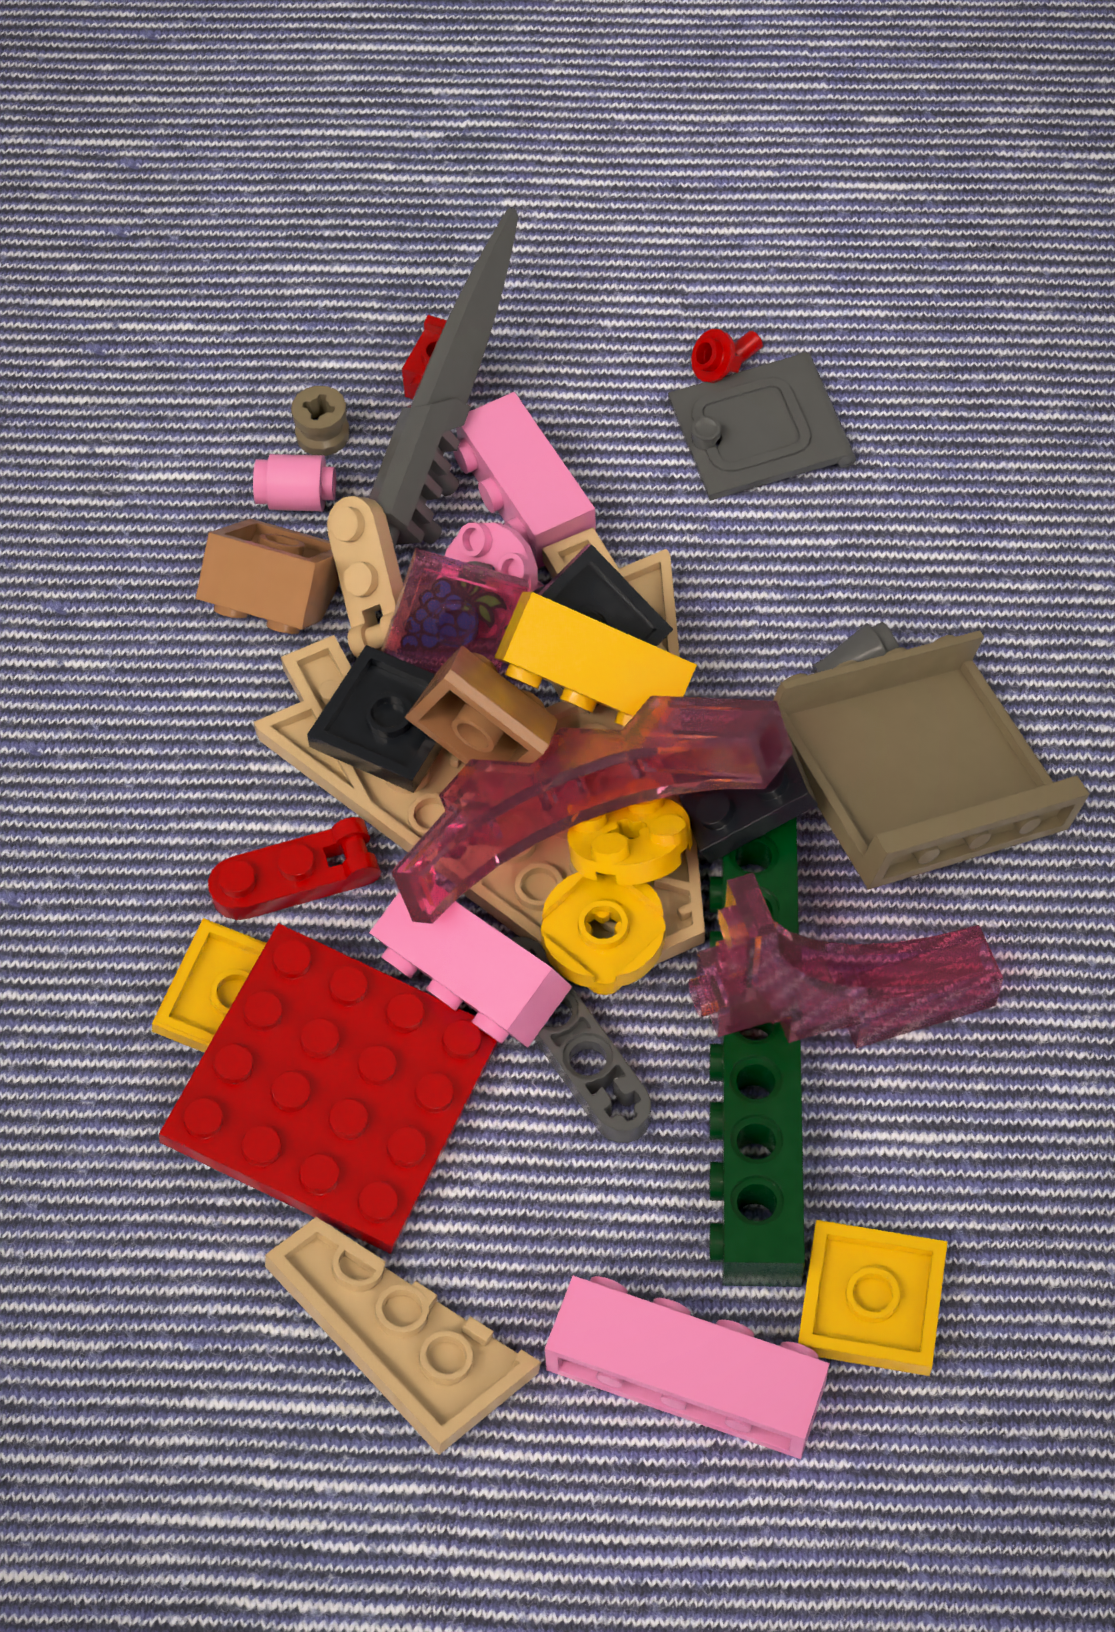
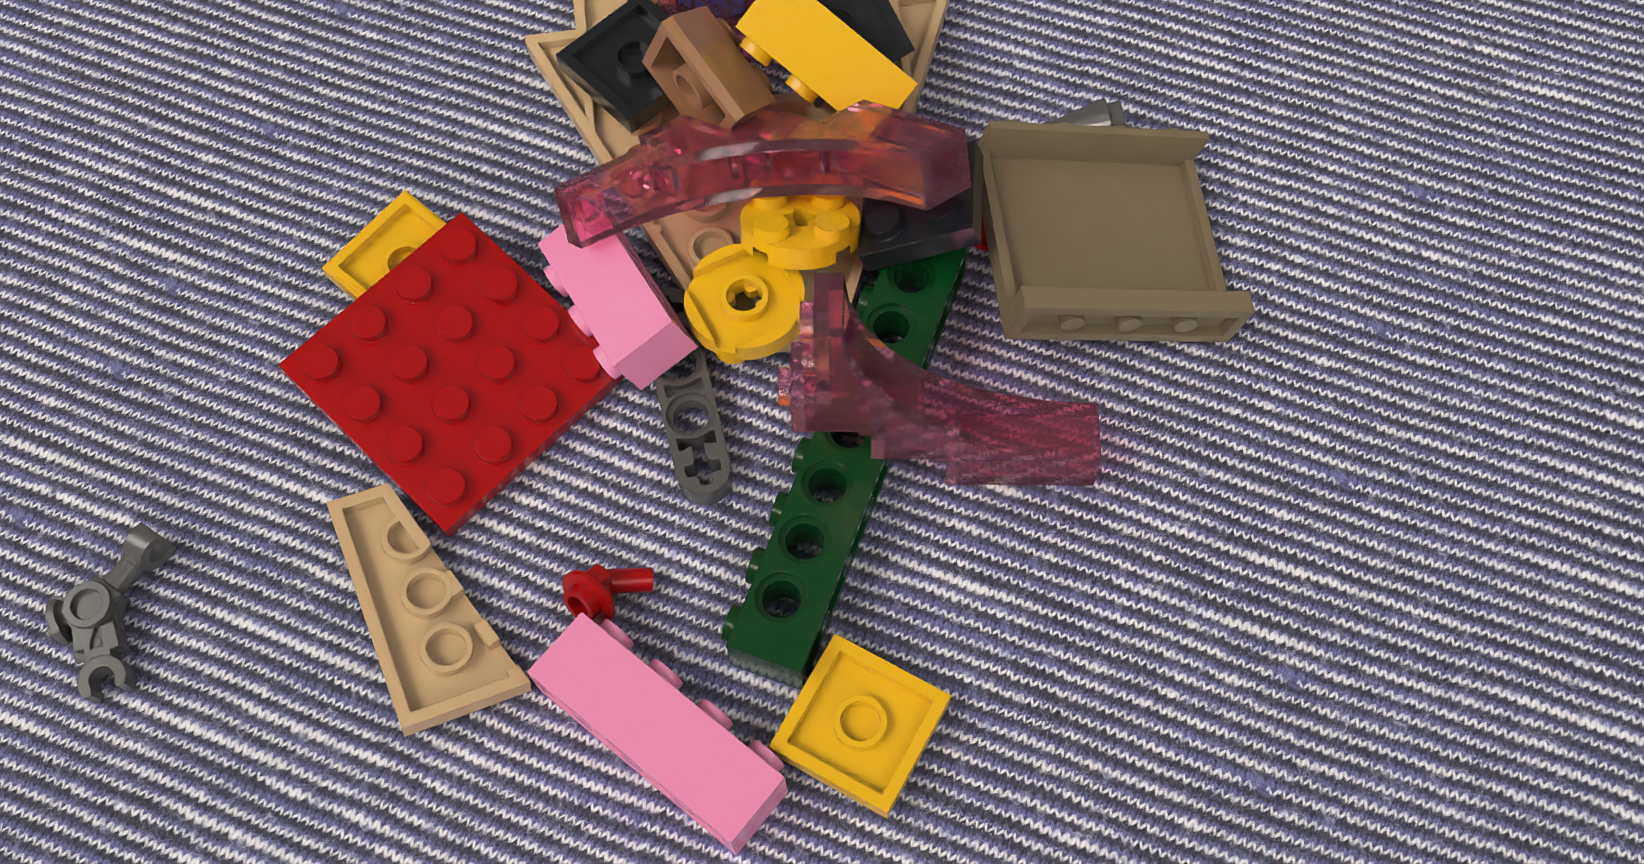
camera: 20 degrees right, 5 degrees up
(68, 1441) = (97, 614): none -> dark grey piece
(293, 872) = (504, 173): red plate -> none
(570, 1253) = (595, 589): none -> red plate

